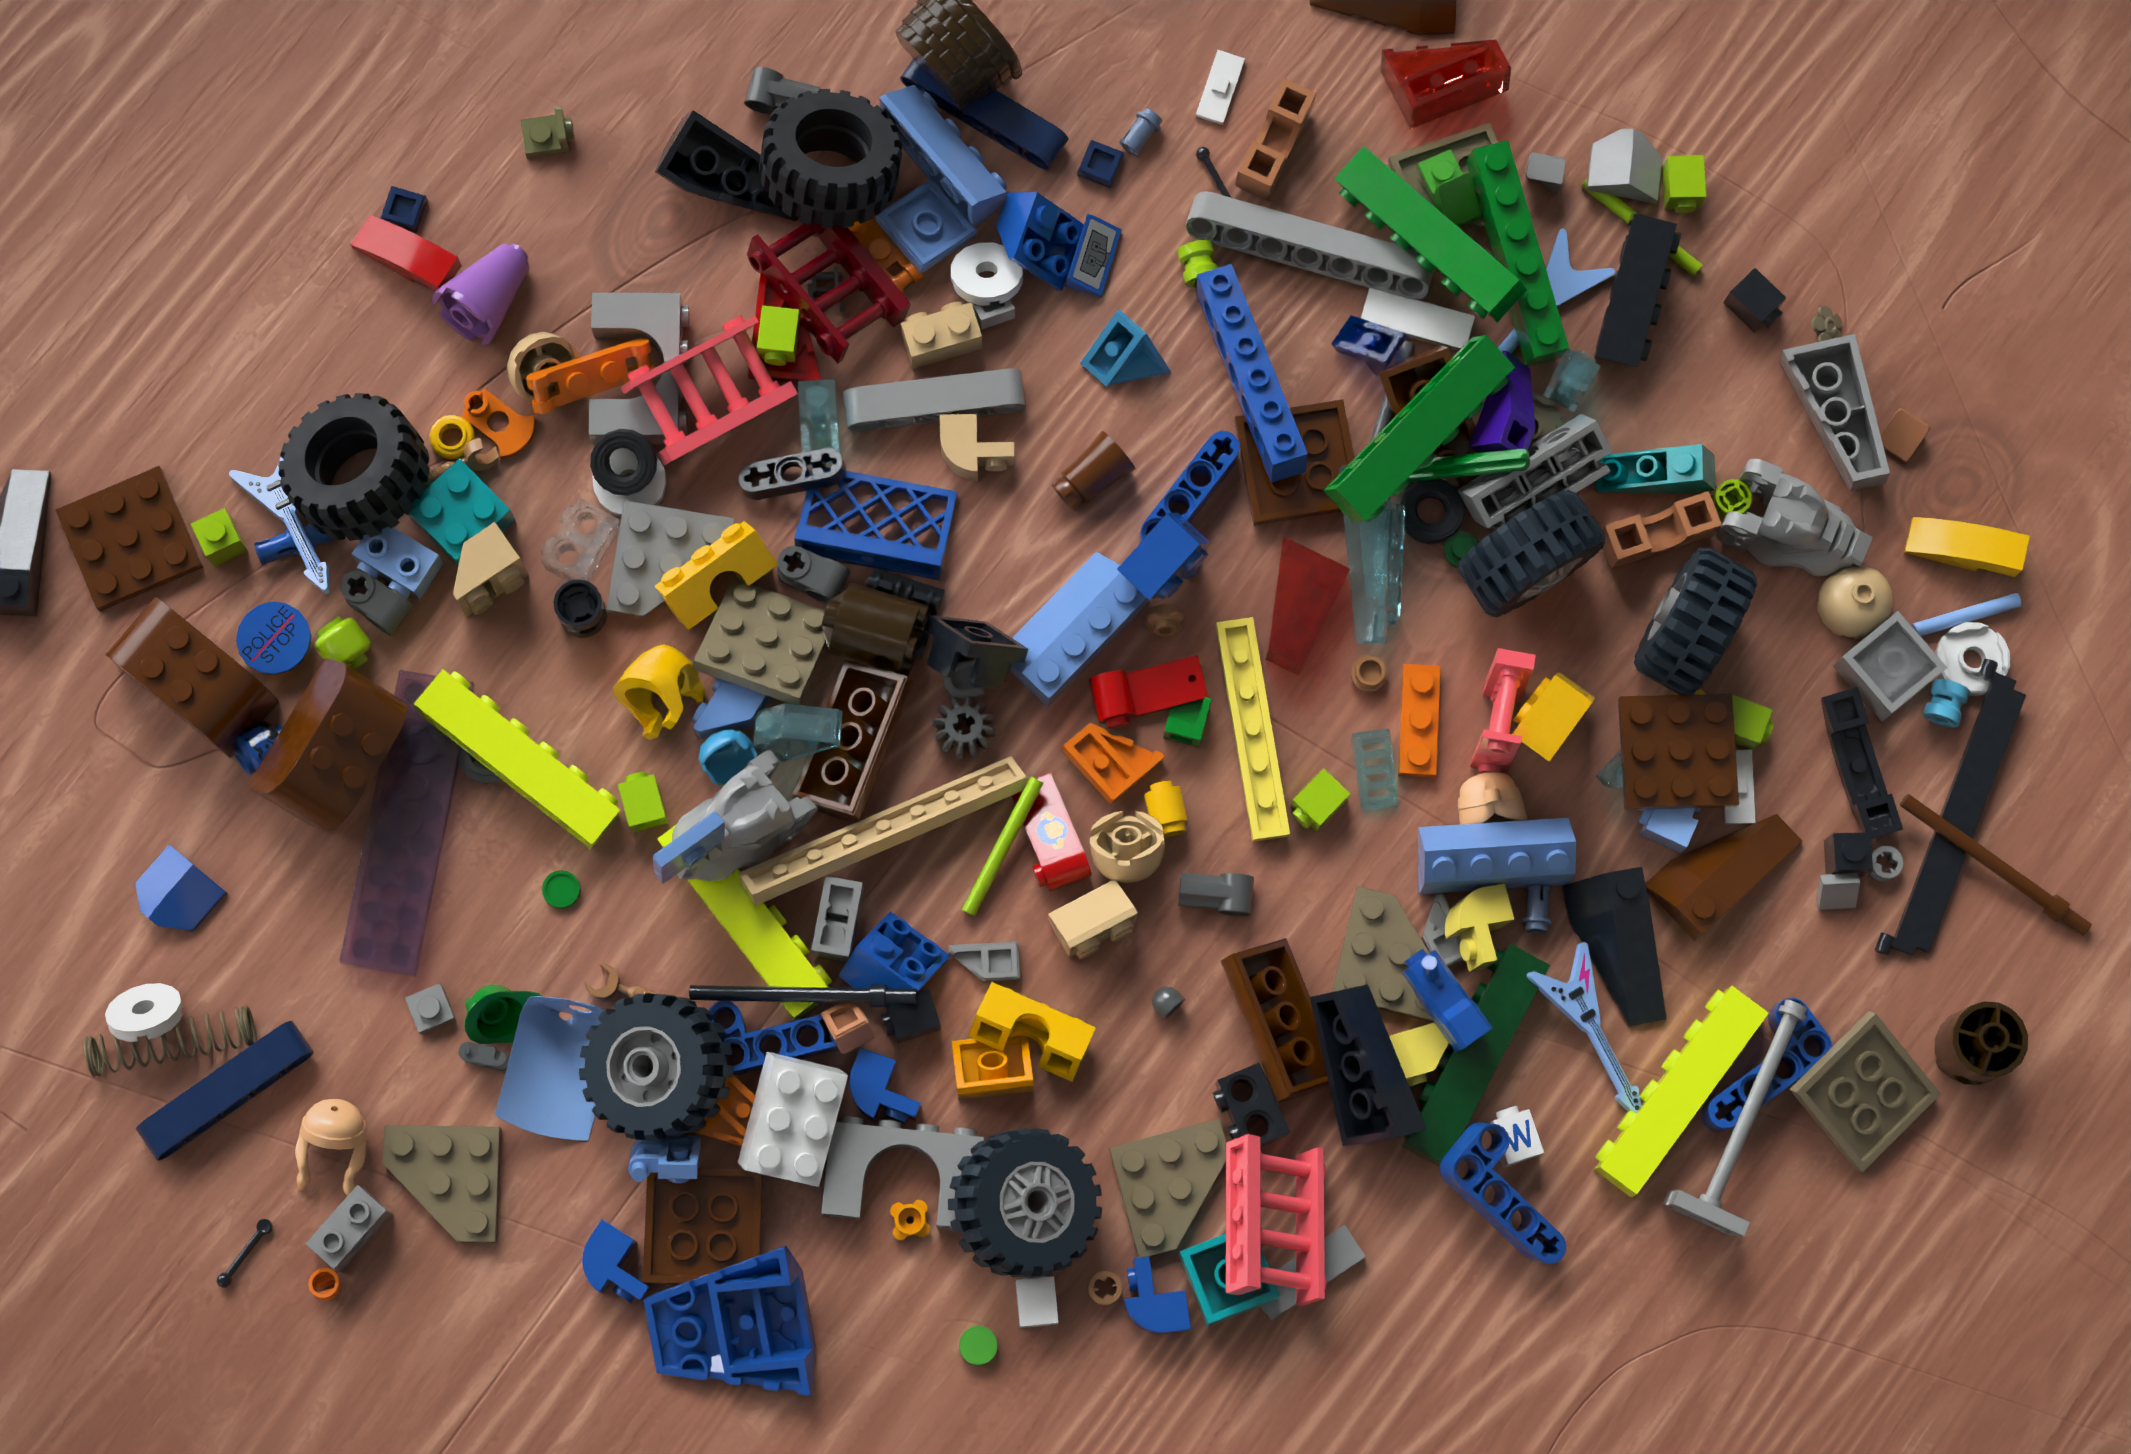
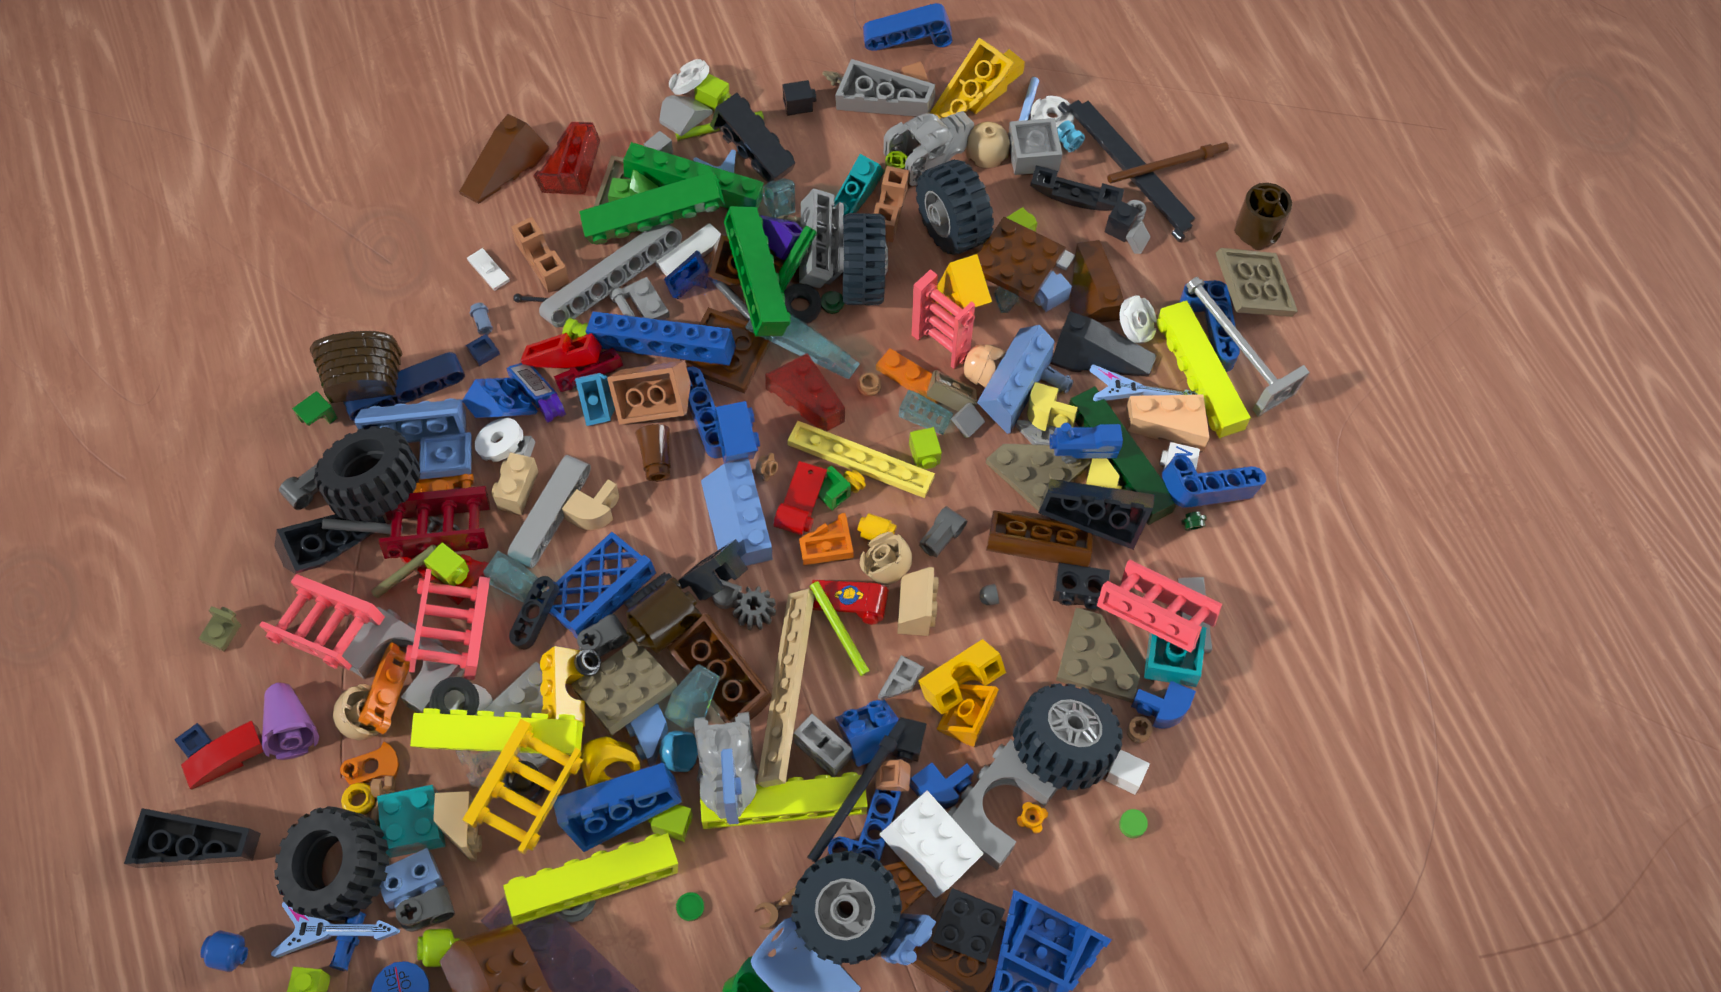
camera: 55 degrees left, 15 degrees down
(200, 421) = (224, 951): none -> blue head
(288, 288) = (179, 840): none -> black wedge
(535, 586) = (509, 762): none -> yellow fence
(608, 541) = (491, 732): none -> neon yellow brick
(612, 730) = (616, 805): none -> blue wedge
(651, 256) = (325, 597): none -> coral fence
(724, 1219) = (968, 925): none -> black hinge
(744, 289) = (402, 572): none -> olive bar
(754, 178) = (360, 526): none -> dark grey bar
(771, 586) = (591, 658): none -> black plate
(878, 29) = (314, 408): none -> green panel
(1072, 305) = (551, 407): none -> dark purple wheel
(1156, 265) = (562, 352): none -> red slope
(1156, 313) = (607, 363): none -> dark red hinge
(1167, 411) = (650, 392): none -> nougat slope
(1215, 739) = (855, 479): none -> yellow plate
(1304, 315) = (644, 298): none -> light grey plate
(1398, 830) = (968, 420): none -> light grey tile
(1424, 786) = (950, 391): none -> dark tan slope
(1439, 1201) = (1194, 521): none -> dark green plate
(1572, 1089) = (1169, 417): none -> light nougat wedge
(1684, 137) = (691, 76): none -> white tile
(1690, 948) = (1130, 311): none -> white tile
(1940, 522) = (976, 77): none -> yellow wedge
(1978, 375) = (909, 26): none -> blue beam

